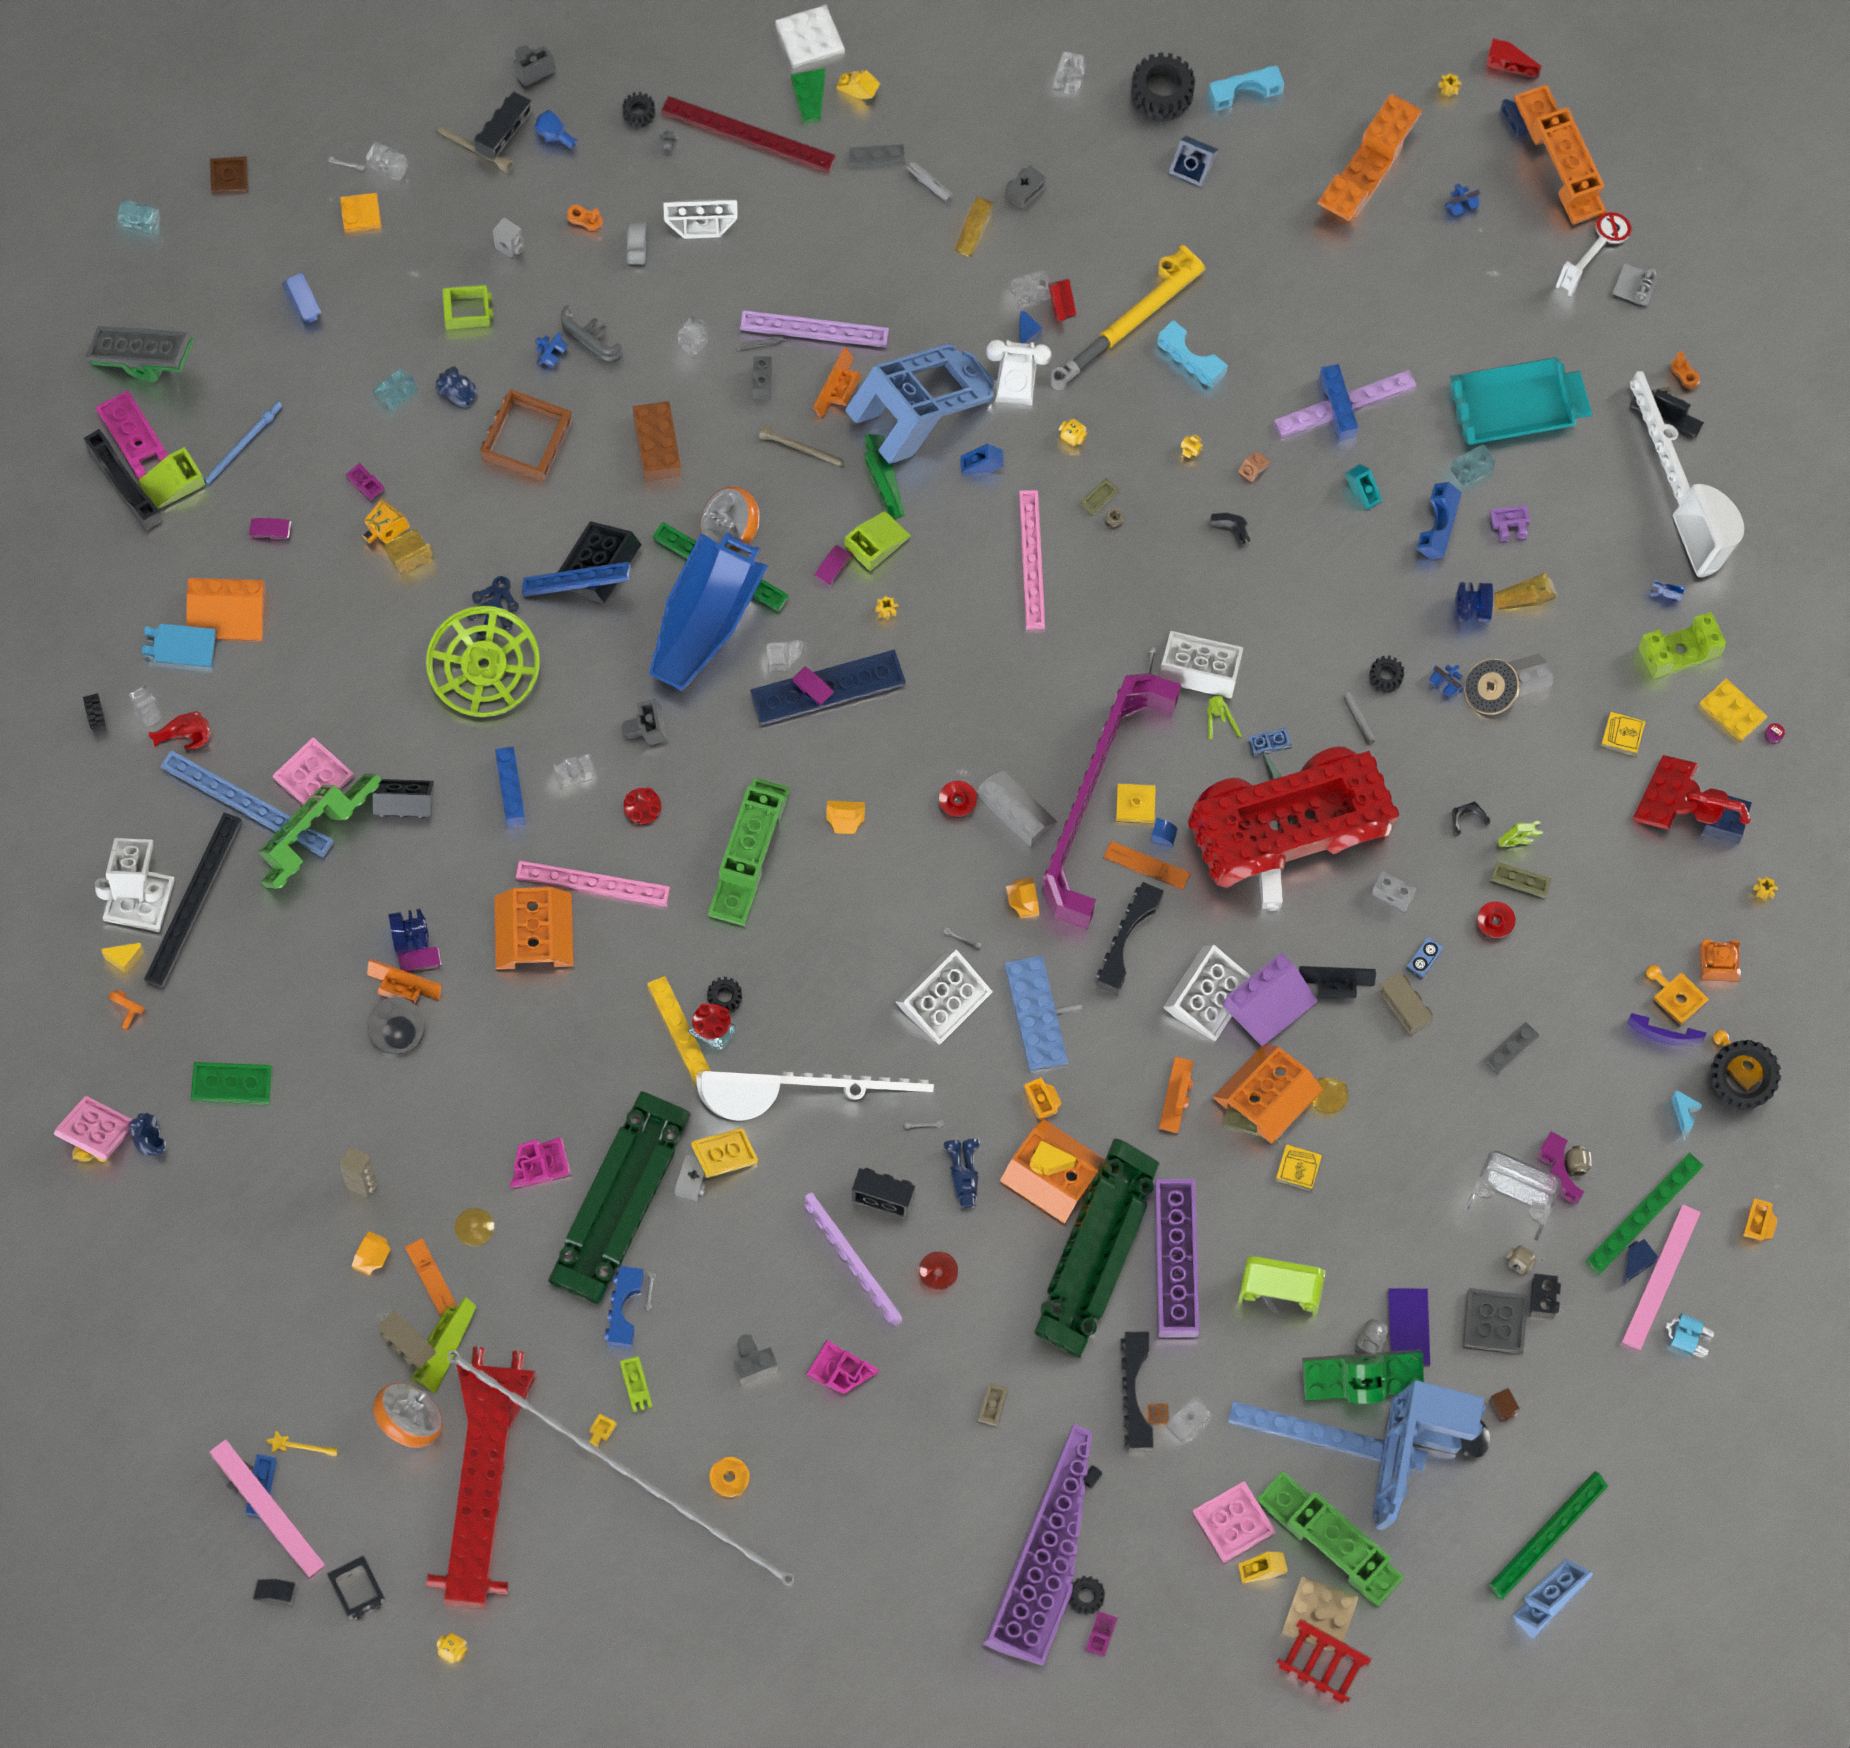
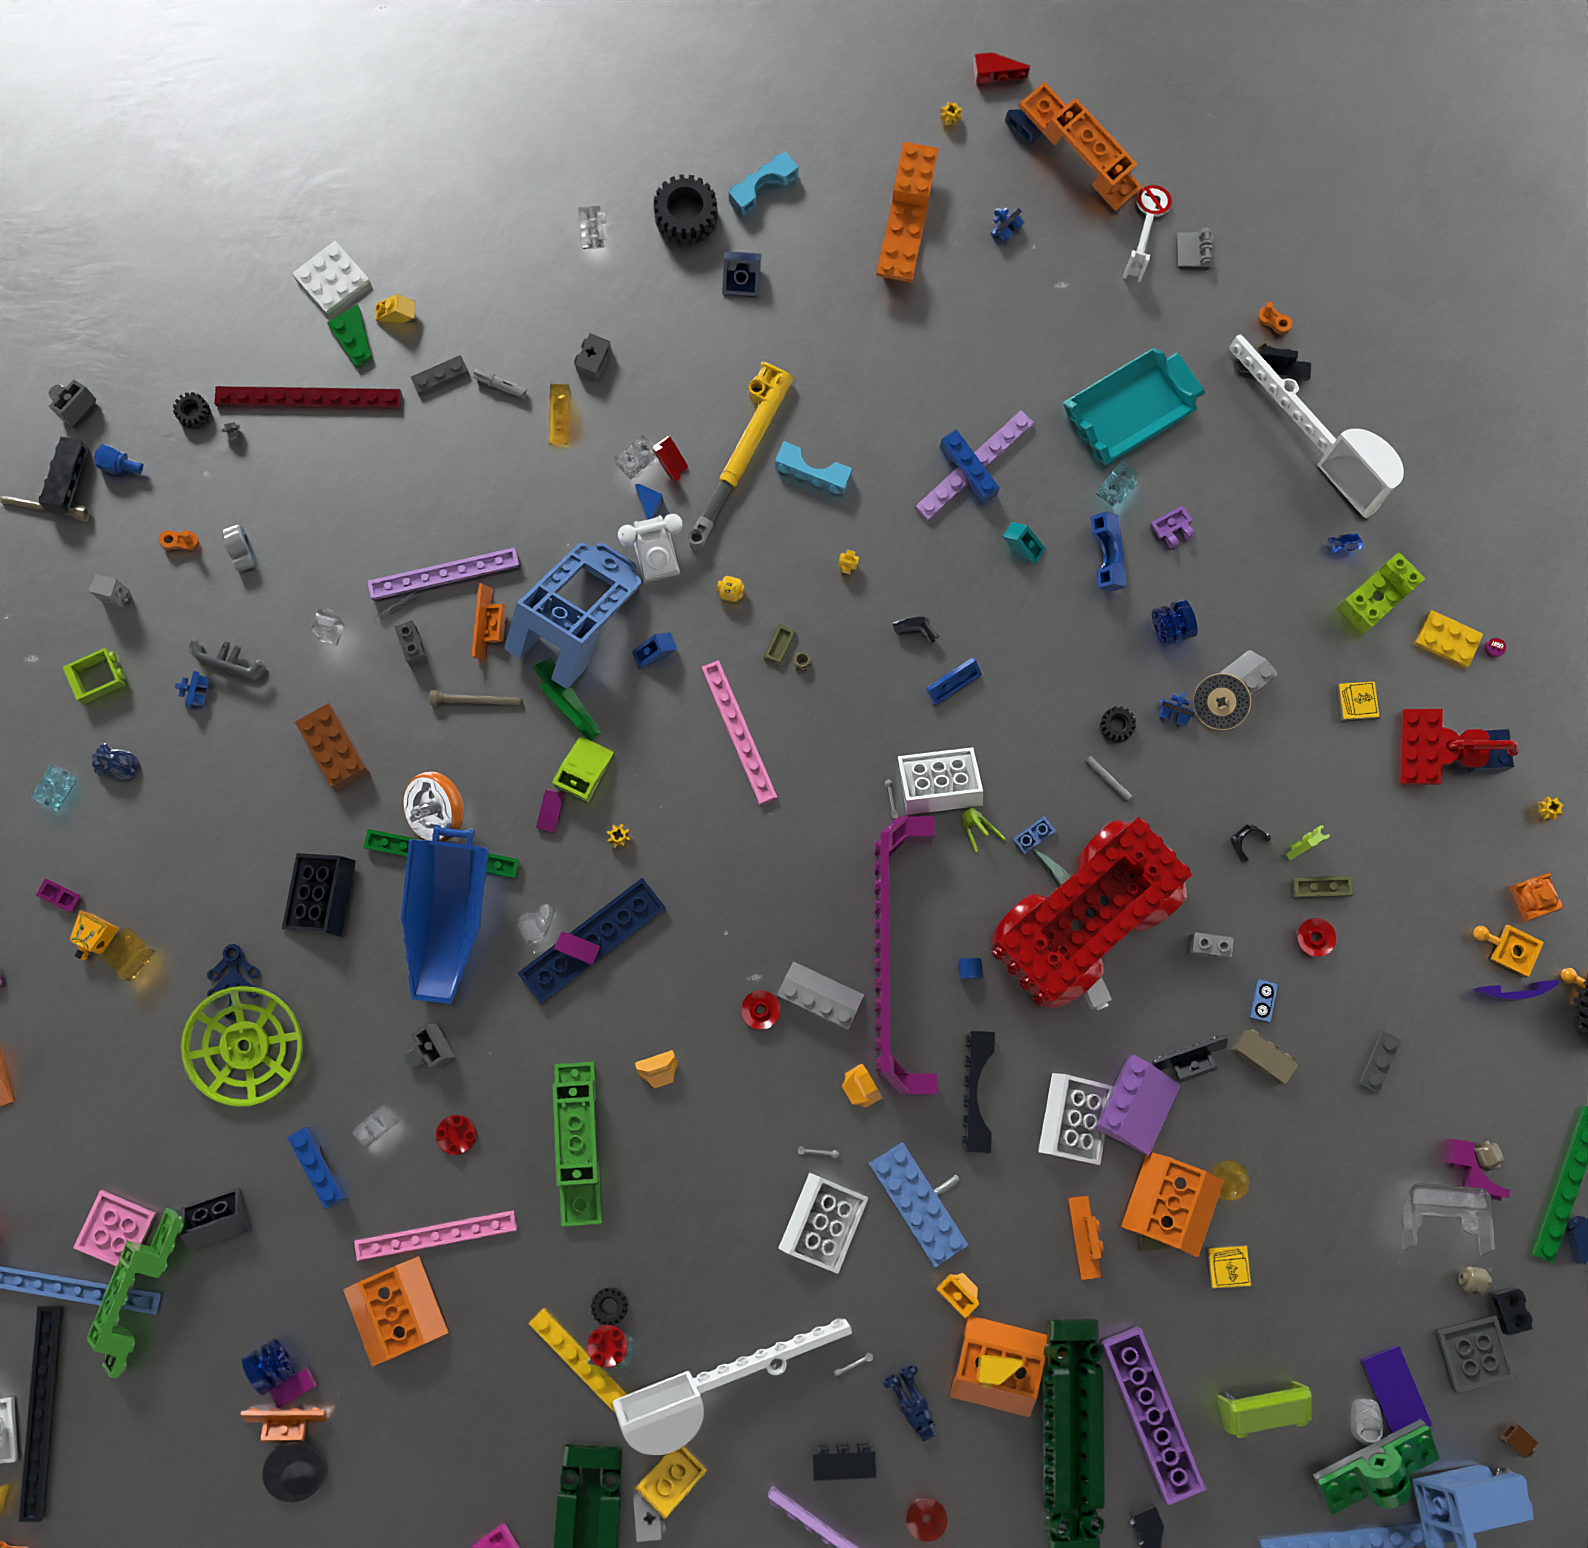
camera: 20 degrees left, 10 degrees up
(536, 405) = (169, 779): dark orange window -> none
(576, 579) = (303, 925): blue tile -> none
(700, 217) = (291, 499): white wedge -> none
(1135, 803) = (931, 947): yellow plate -> none
(1146, 865) = (965, 1006): orange piece -> none
(1248, 583) = (954, 681): none -> blue plate
(1253, 466) = (913, 559): nougat bracket -> none
(1527, 593) = (1217, 594): clear yellow slope -> none
(1683, 1106) = (1562, 1062): medium azure slope -> none

